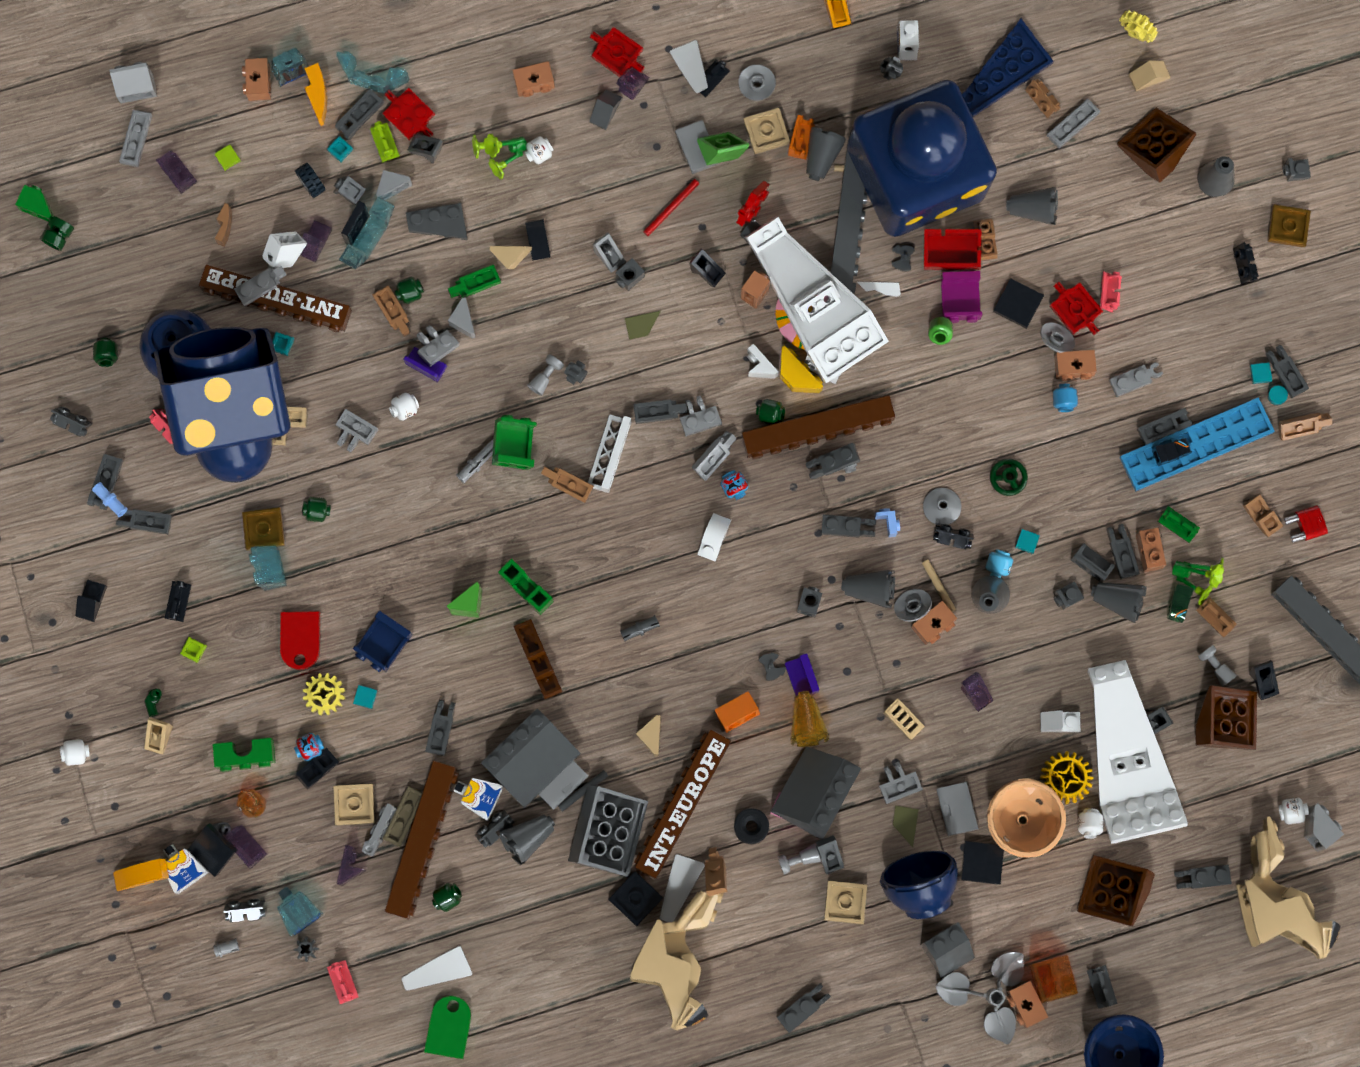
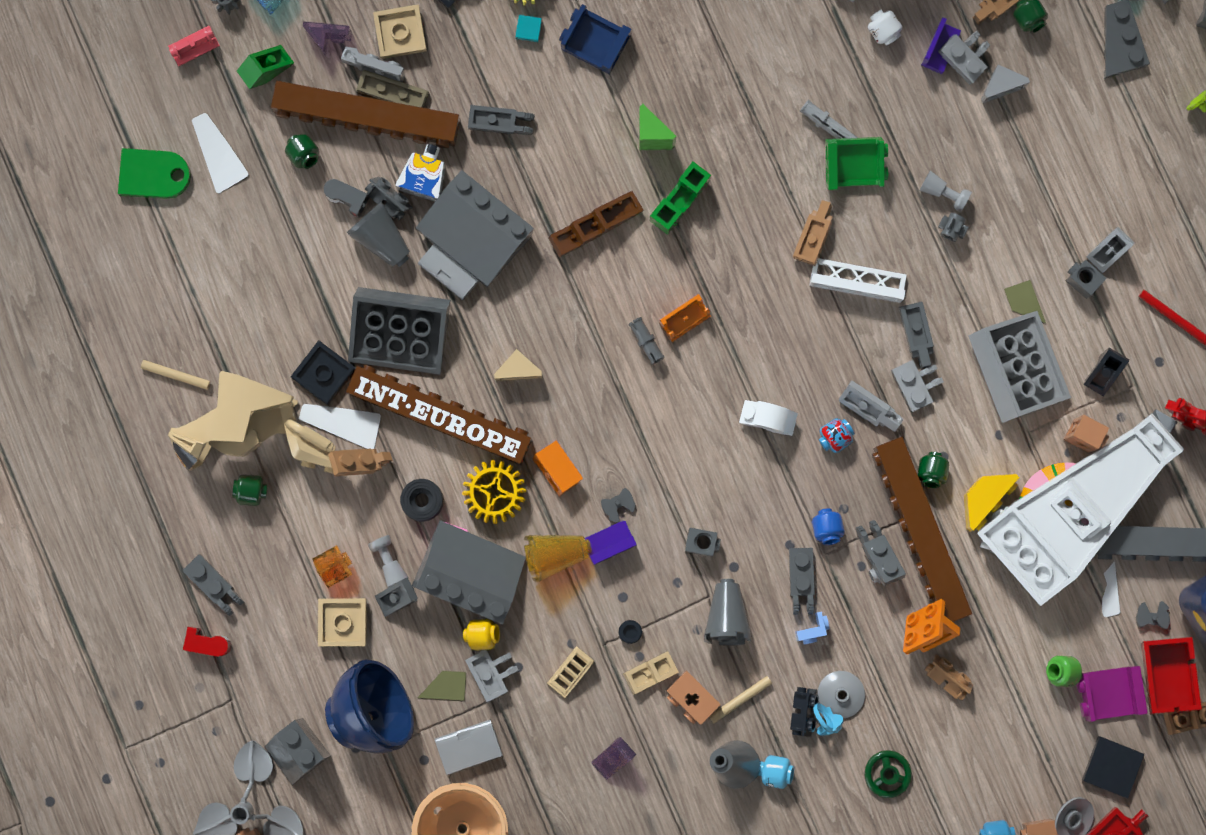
camera: 85 degrees right, 5 degrees up
(369, 922) = (264, 66): none -> green slope
(475, 282) = (1051, 93): green hinge -> none
(488, 862) = (341, 192): none -> dark grey leg
(510, 255) = (1090, 130): tan slope -> none
(538, 239) = (1115, 162): black slope -> none
(581, 792) = (441, 293): dark grey bar -> none
(623, 1024) = (174, 374): none -> tan bar
(625, 595) = (685, 318): none -> orange hinge
(695, 335) = (1019, 366): none -> light grey slope
(728, 969) = (249, 490): none -> dark green head
(760, 769) = (498, 477): none -> yellow gear
(764, 368) = (987, 455): white slope -> none
(798, 904) = (333, 566): none -> clear orange brick
(807, 500) = (828, 527): none -> blue head
(853, 1018) = (206, 645): none -> red leg
(867, 787) = (481, 634): none -> yellow head
(876, 668) = (630, 631): none -> black tile
(897, 430) = (928, 628): none -> orange bracket
(910, 655) = (650, 673): none -> tan slope
(913, 605) = (717, 664): light grey dish -> none
(941, 414) = (957, 682): none -> medium nougat hinge
(963, 514) = (834, 721): none -> medium azure piece
(982, 863) = (405, 783): black tile -> none
(1027, 541) = (809, 804): teal tile -> none

